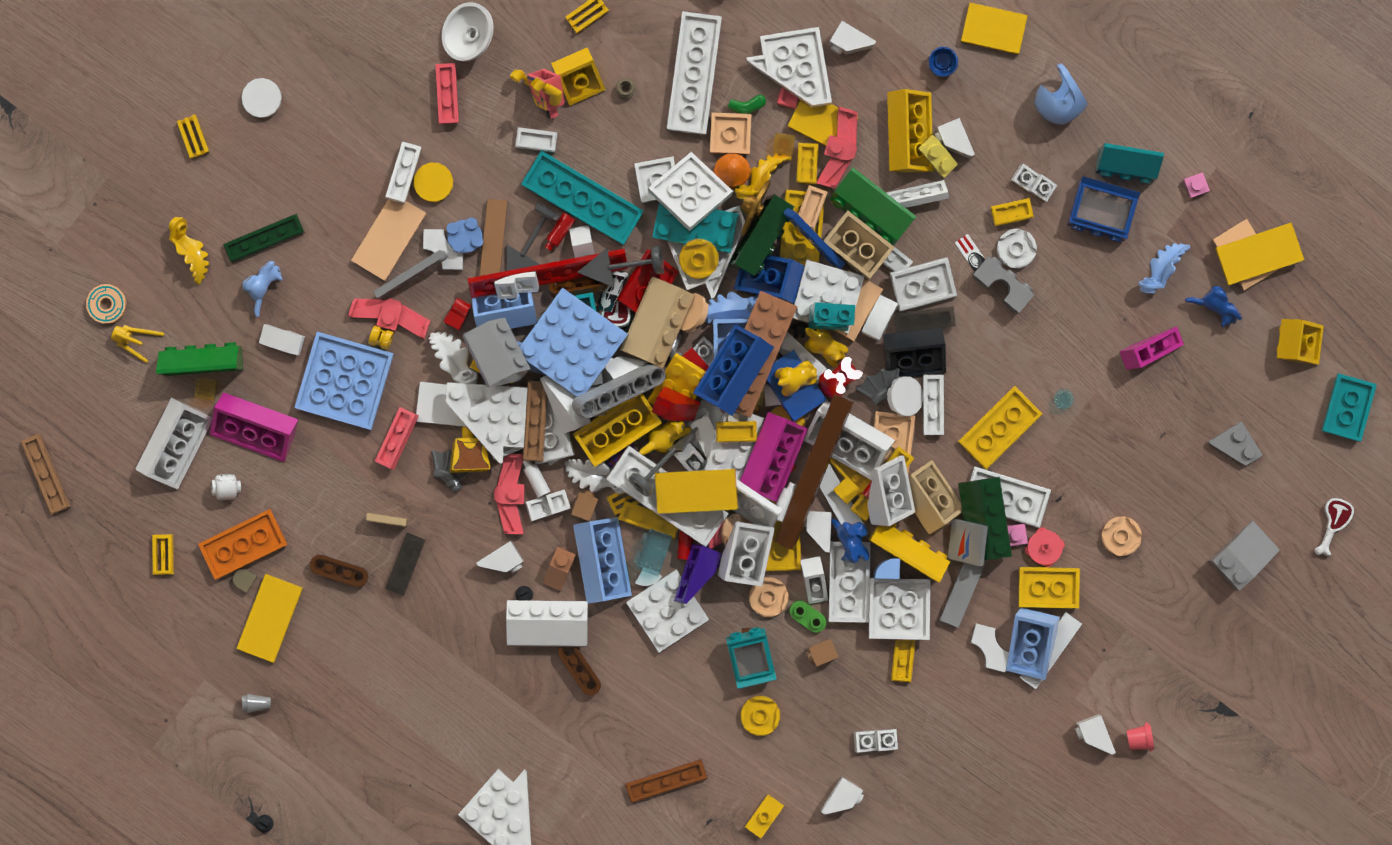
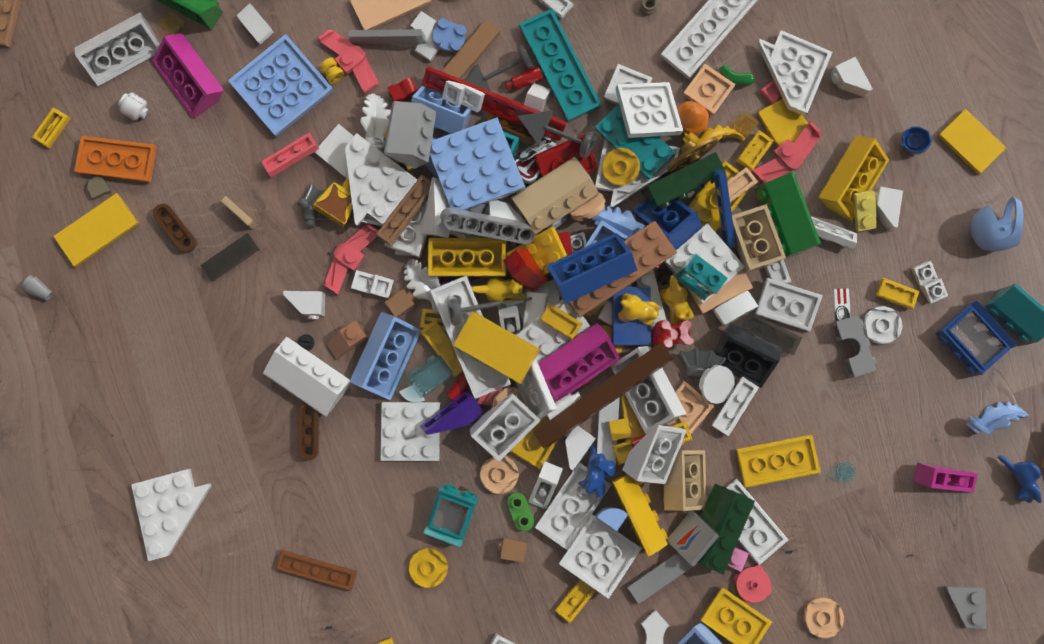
camera: 30 degrees right, 5 degrees down
(536, 479) = (377, 257): white cylinder -> none

